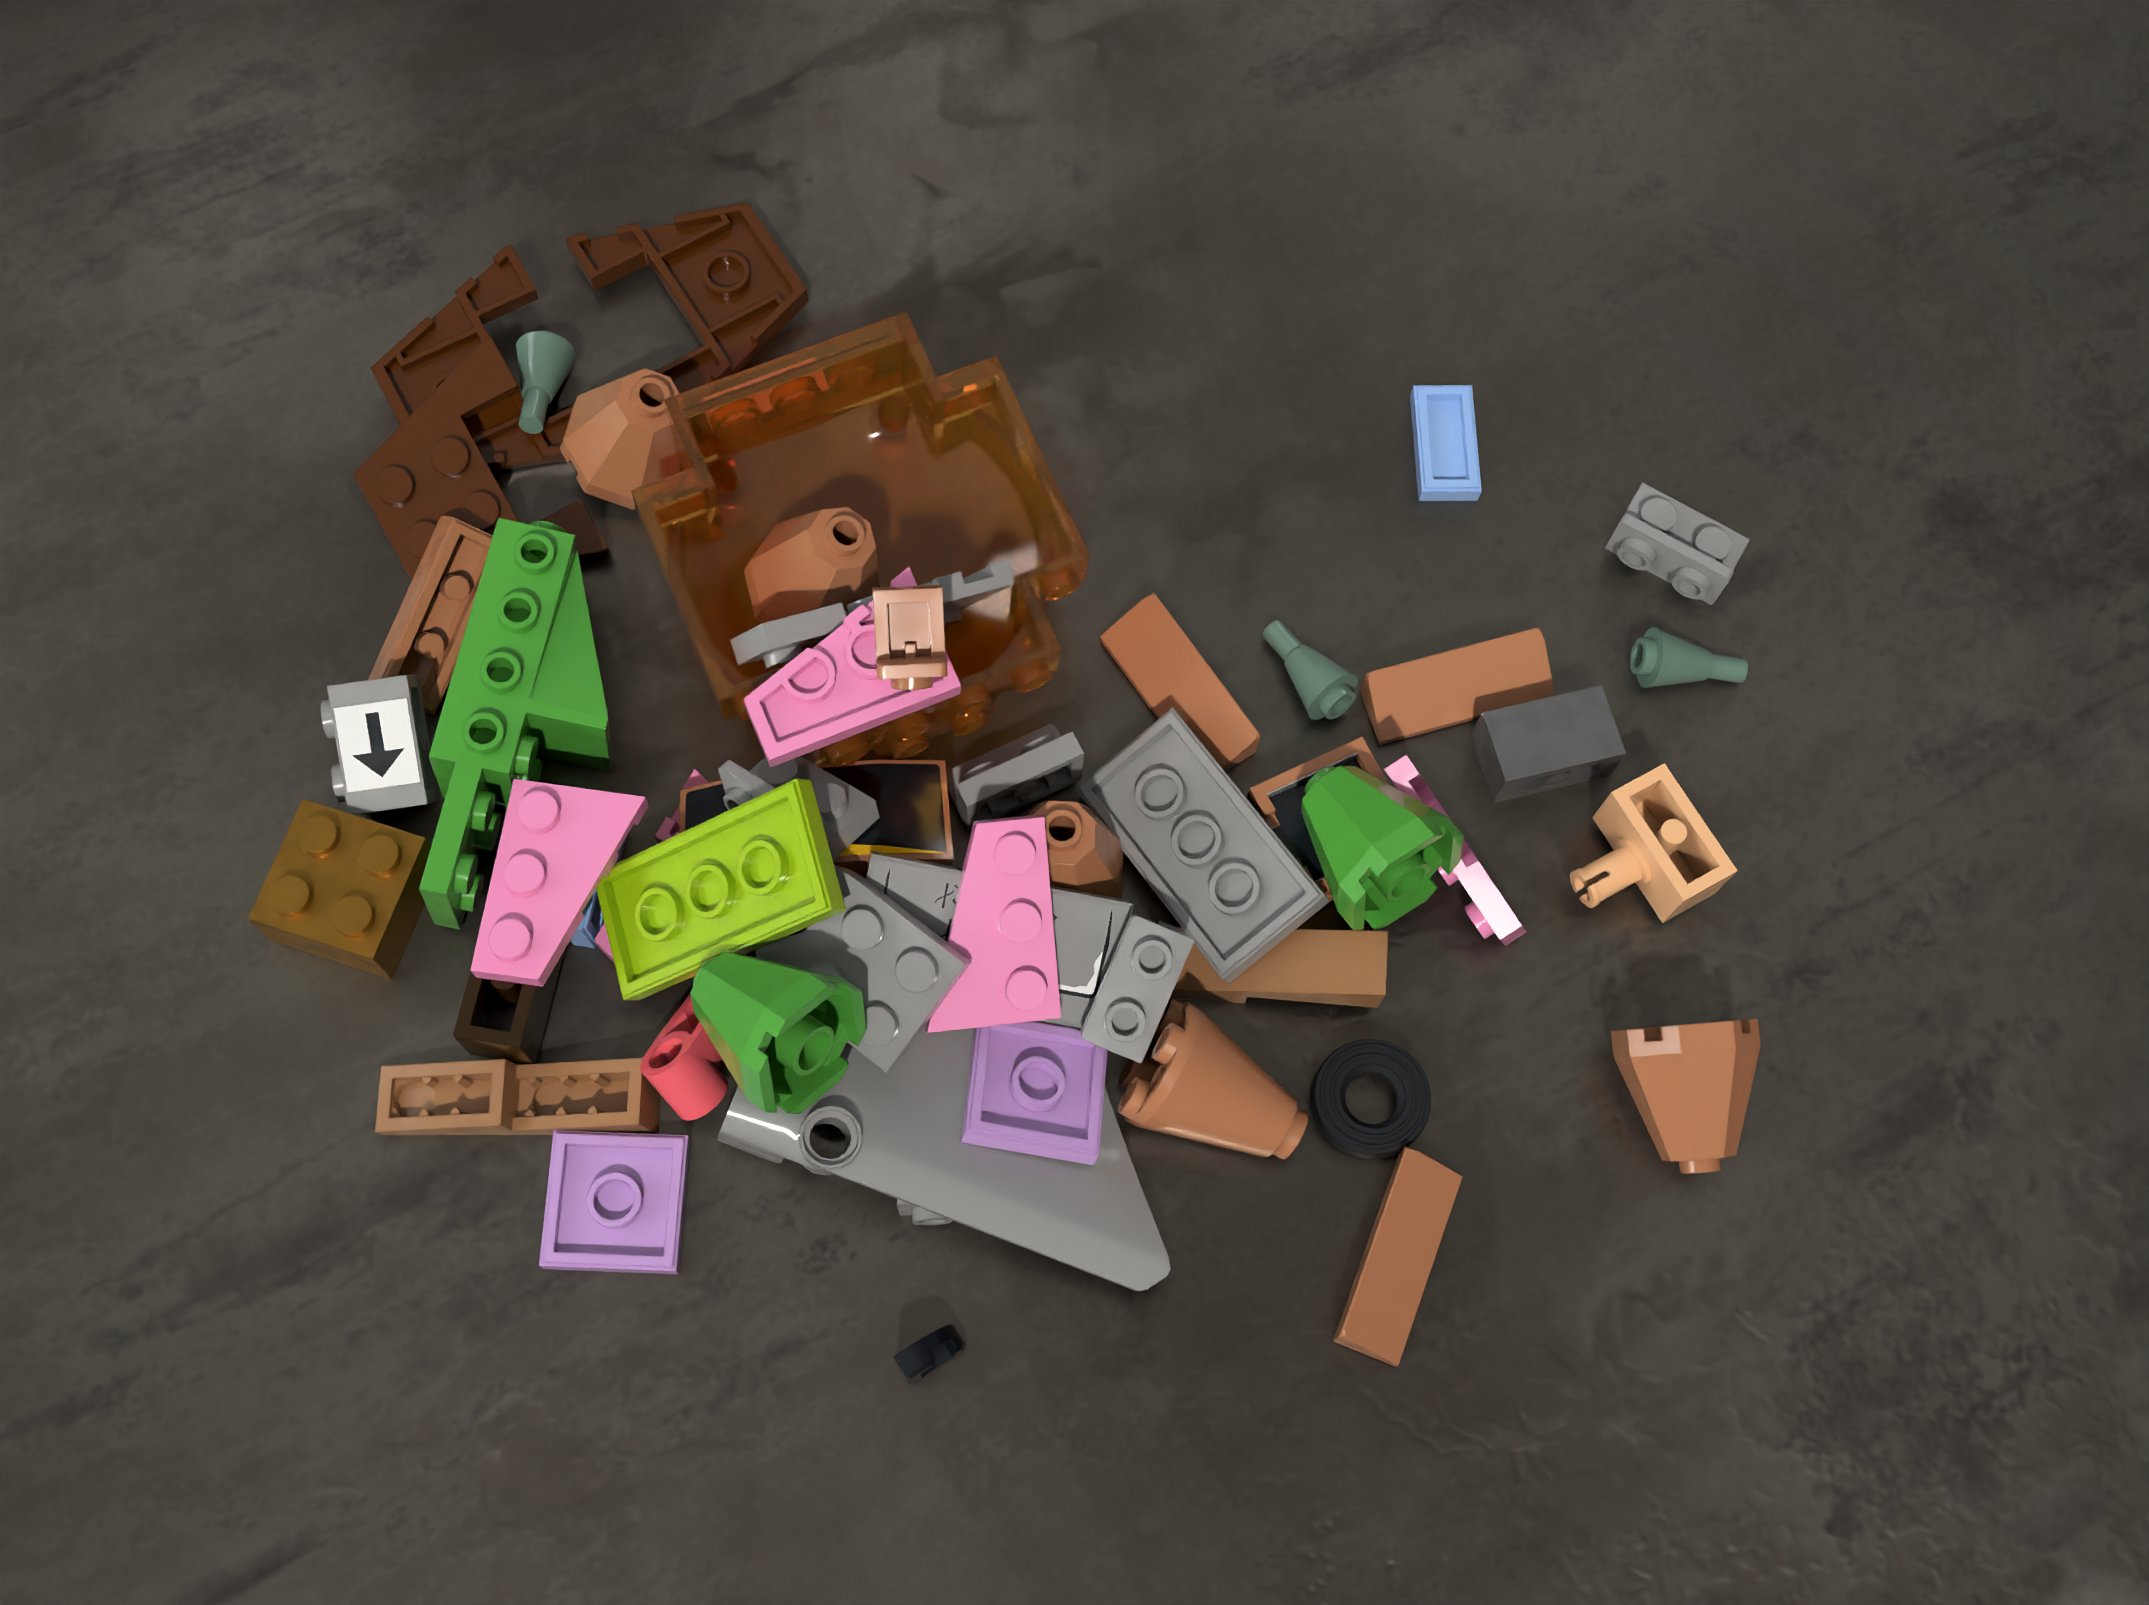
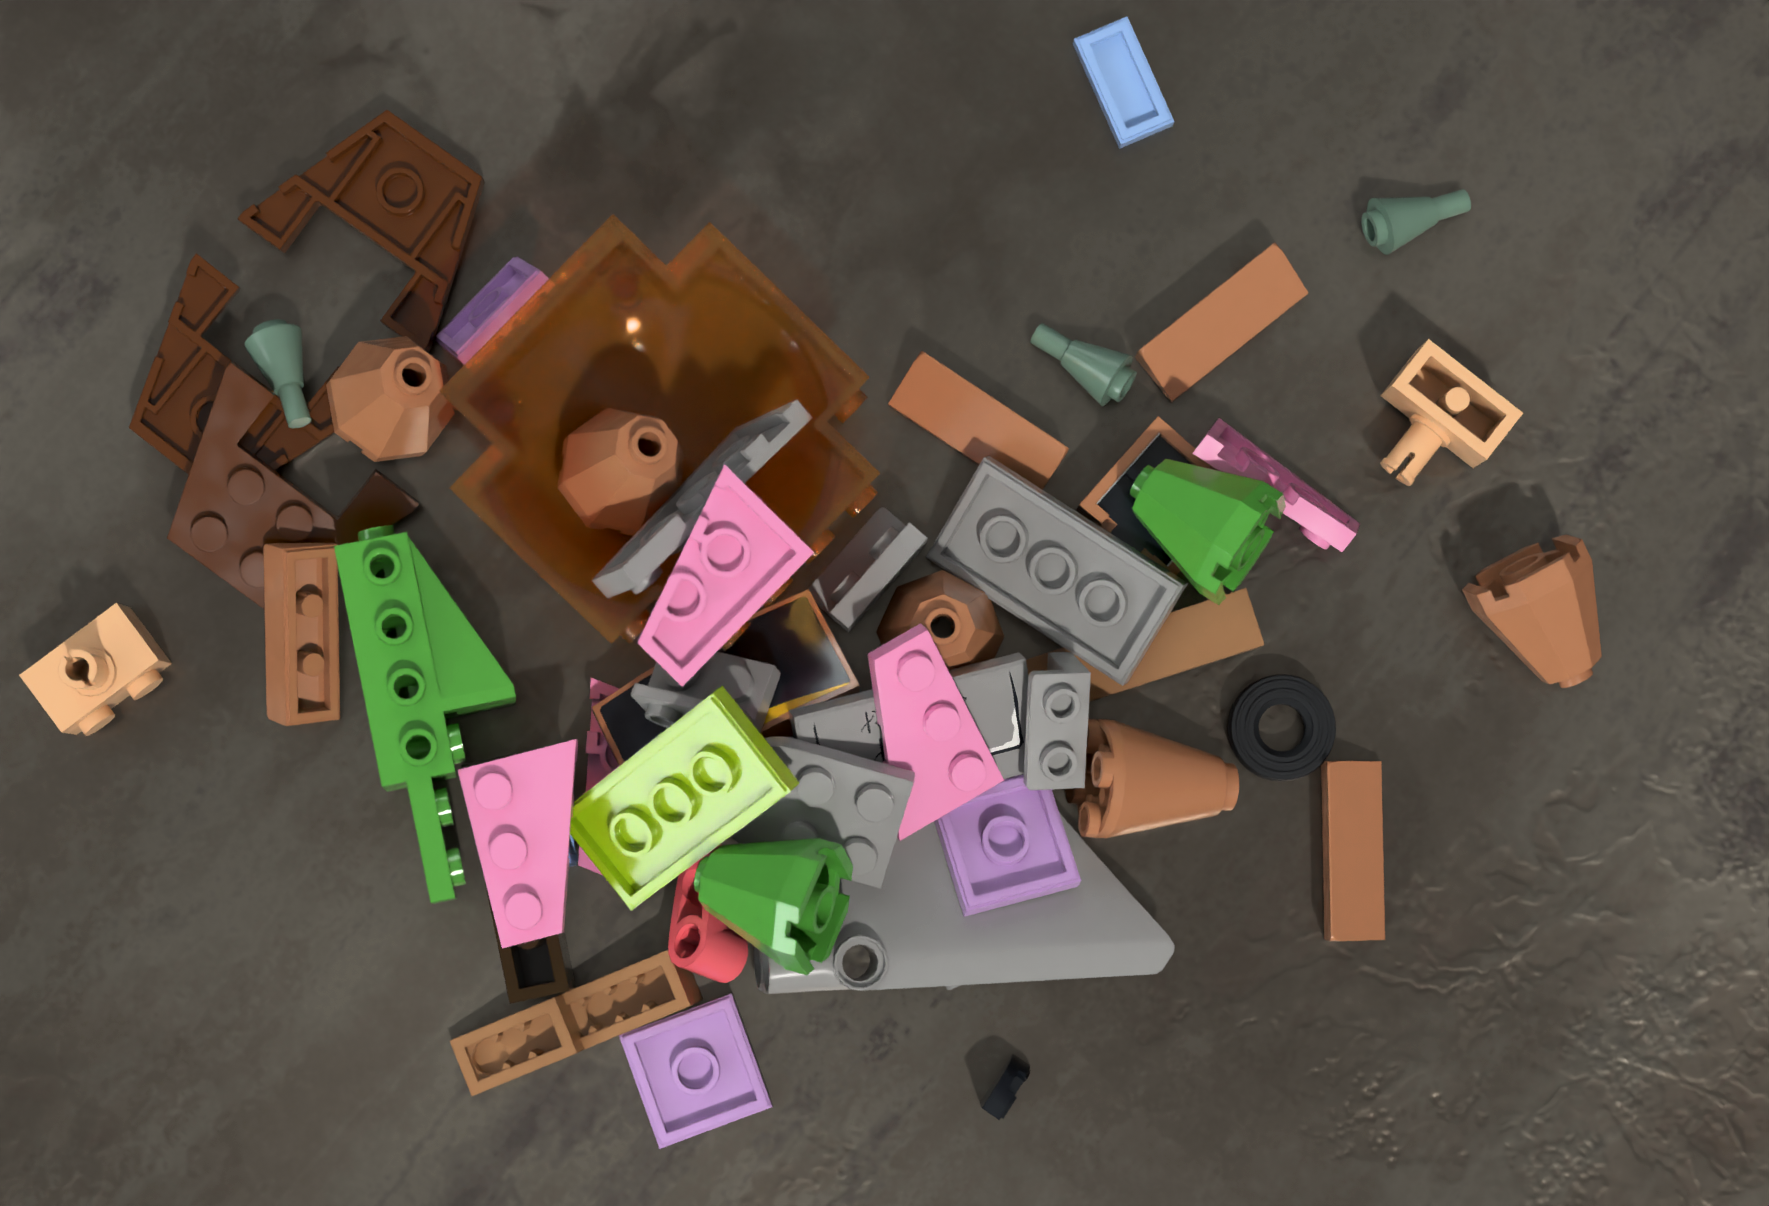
camera: 20 degrees left, 15 degrees up
(224, 571) = (97, 671): none -> light nougat brick
(344, 889) = (349, 909): pearl gold brick -> none
(379, 744) = (316, 773): brick -> none
(909, 635) = (757, 536): bracket -> none
(1547, 743) = (1319, 347): flat silver panel -> none
(1677, 544) = (1367, 100): light grey bracket -> none

